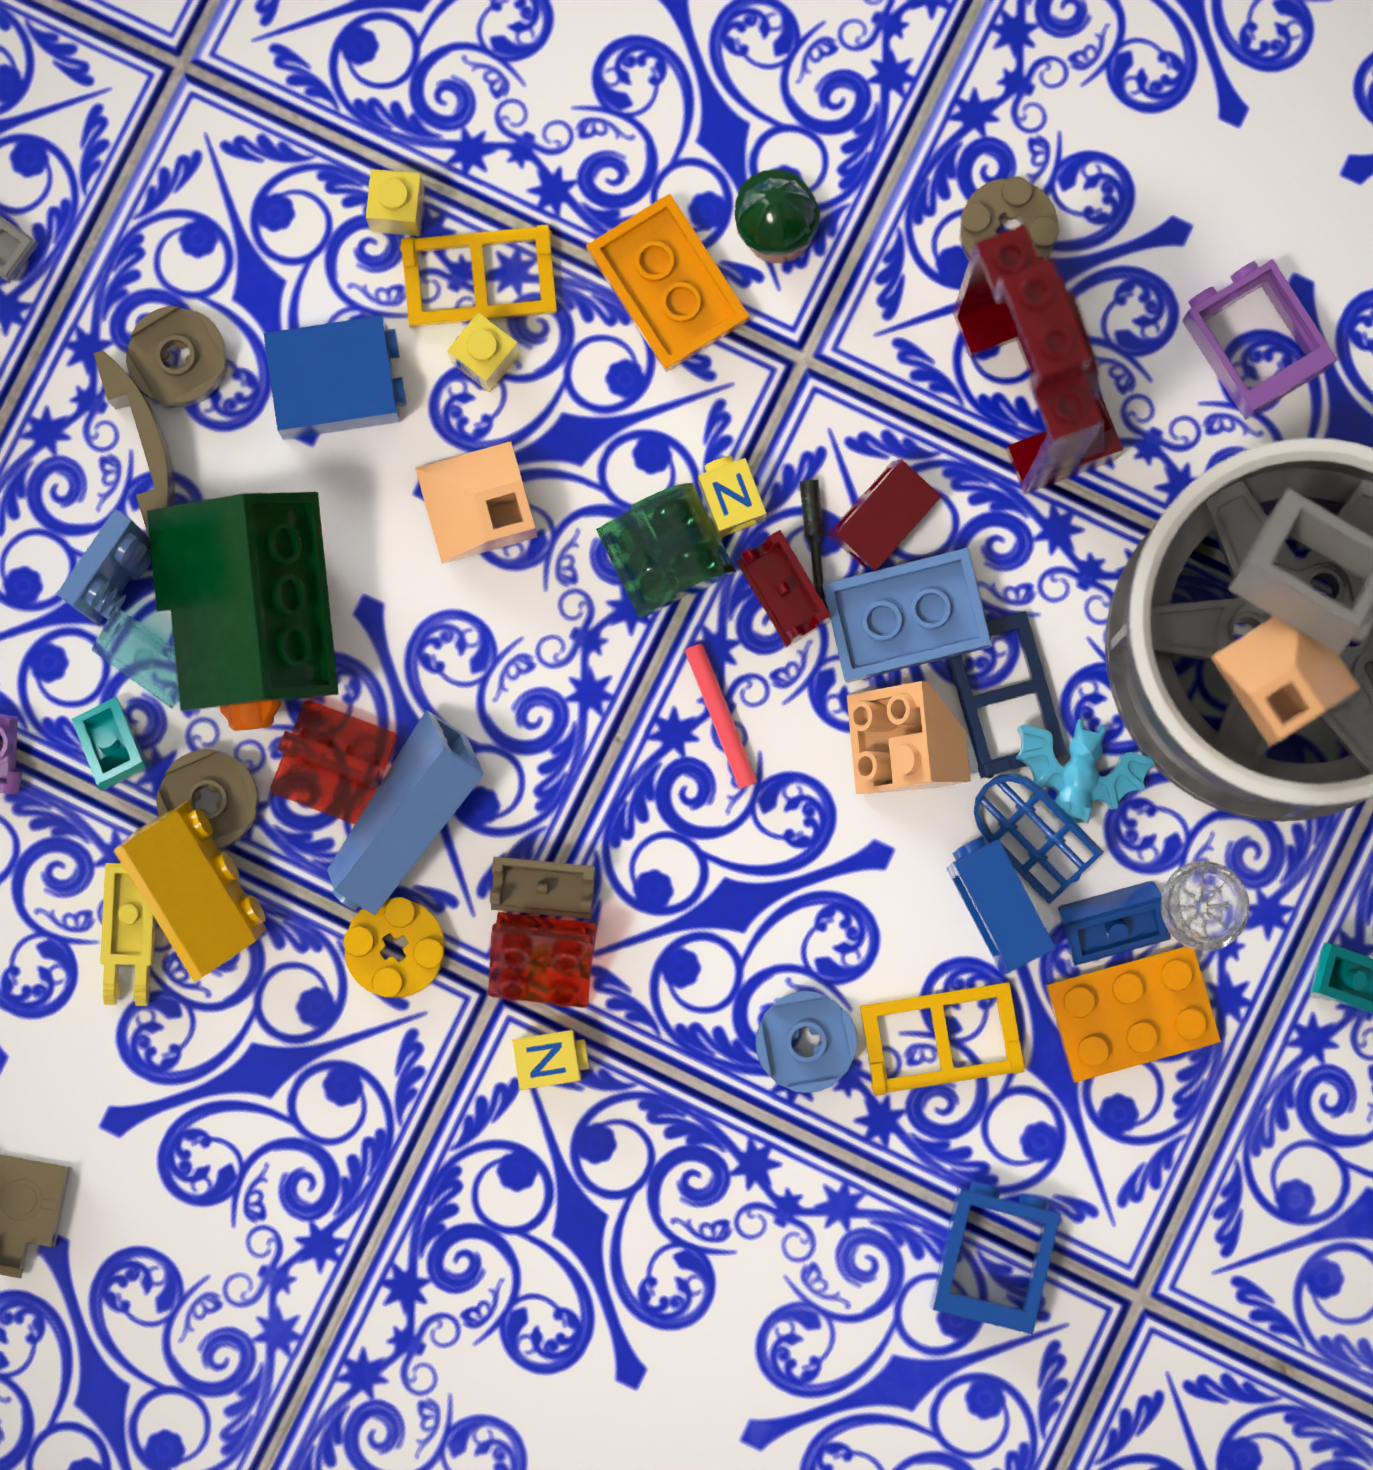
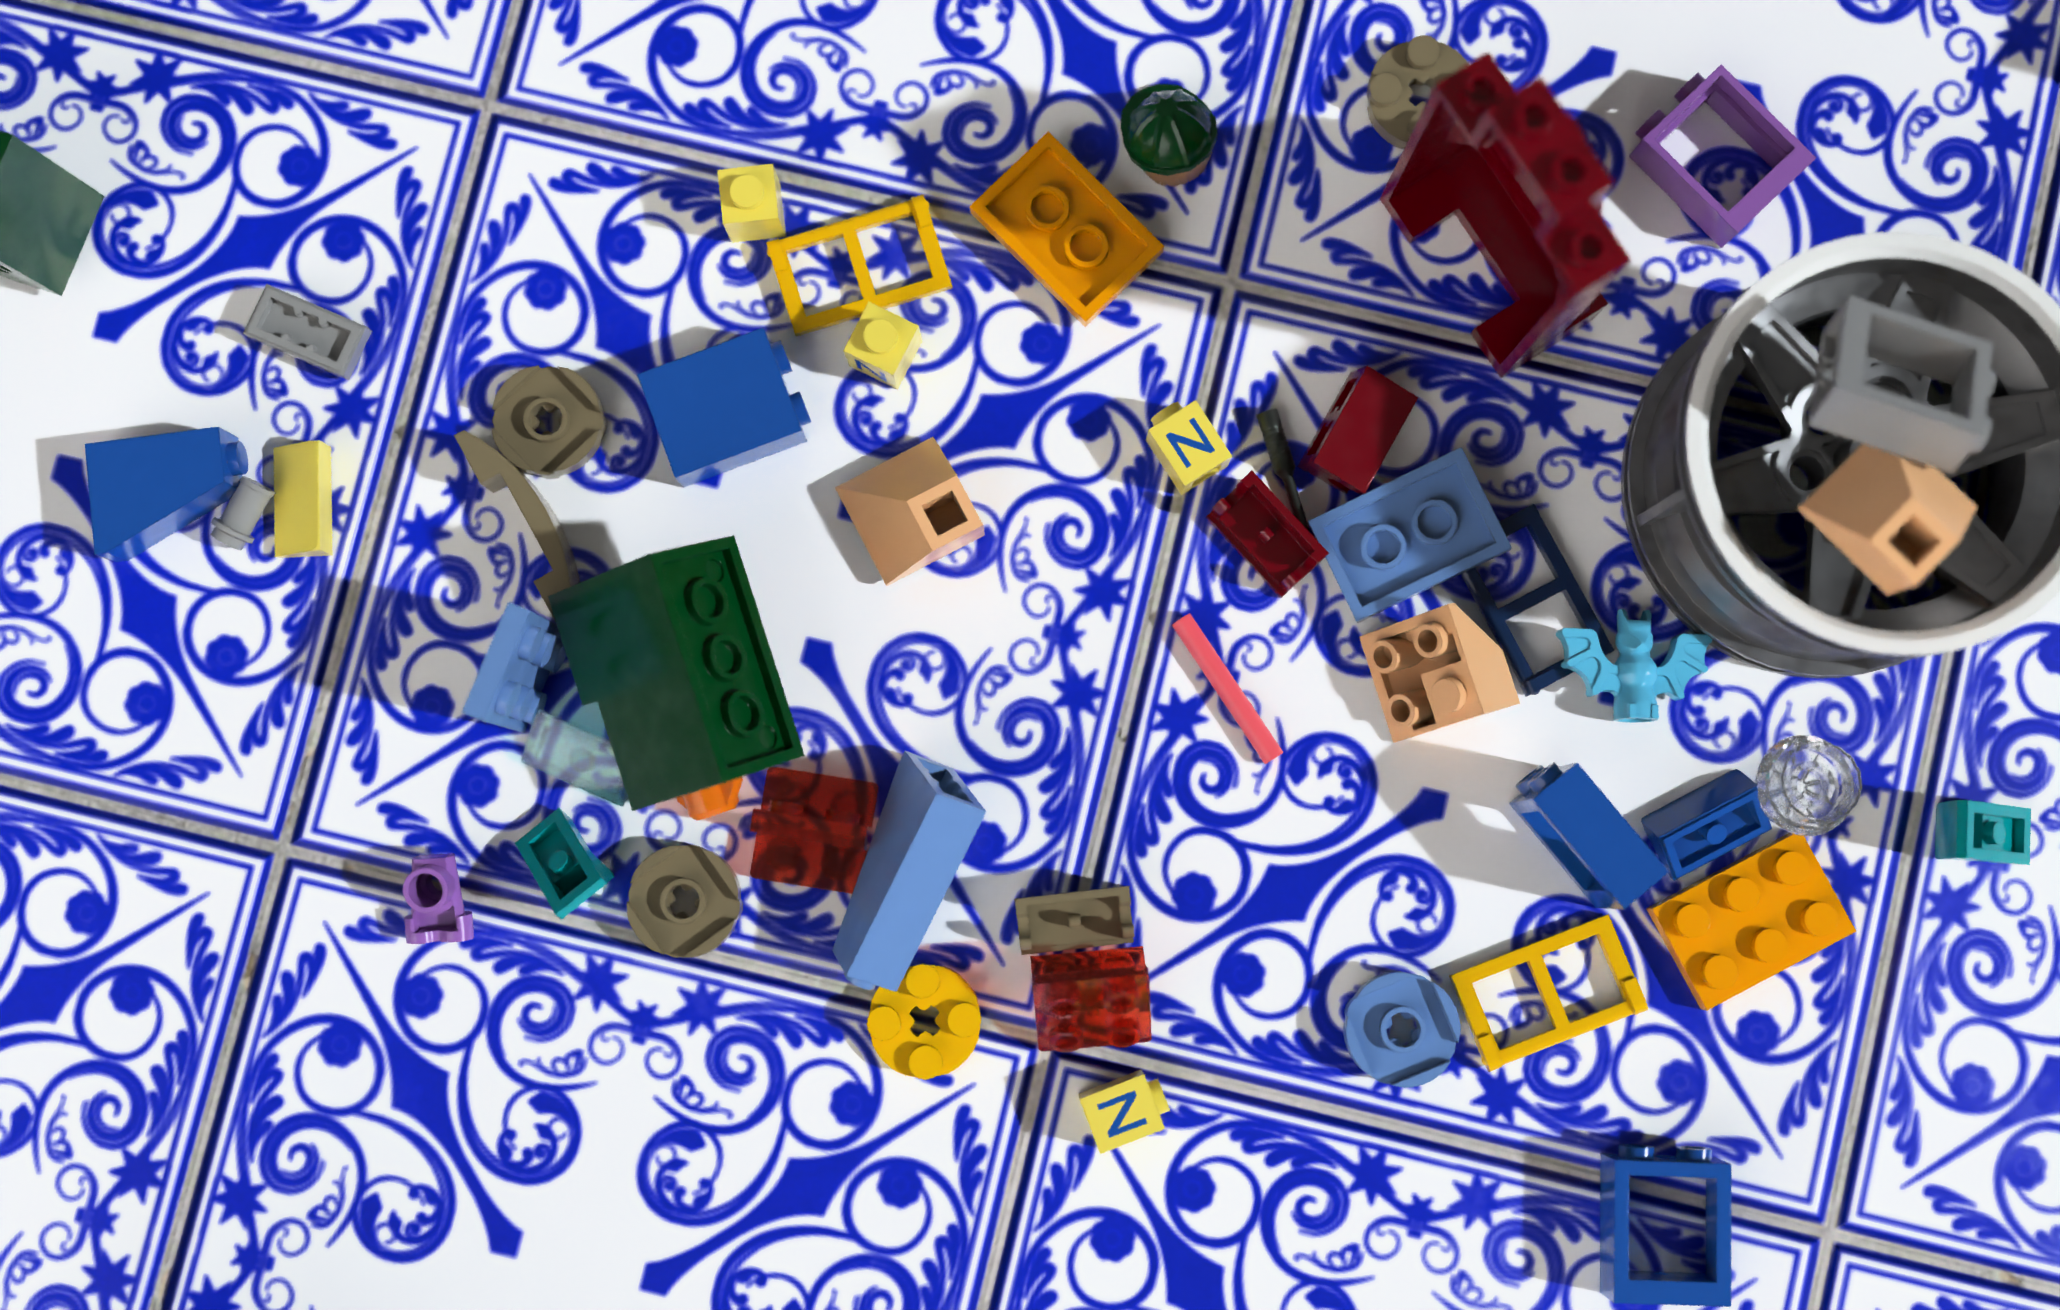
camera: 10 degrees left, 0 degrees up
(125, 936) = (626, 1062): light yellow hinge -> none
(191, 889) = (685, 1009): yellow slope -> none
(665, 549) = (1127, 518): clear green brick -> none
(1052, 837) = (1623, 746): blue window -> none

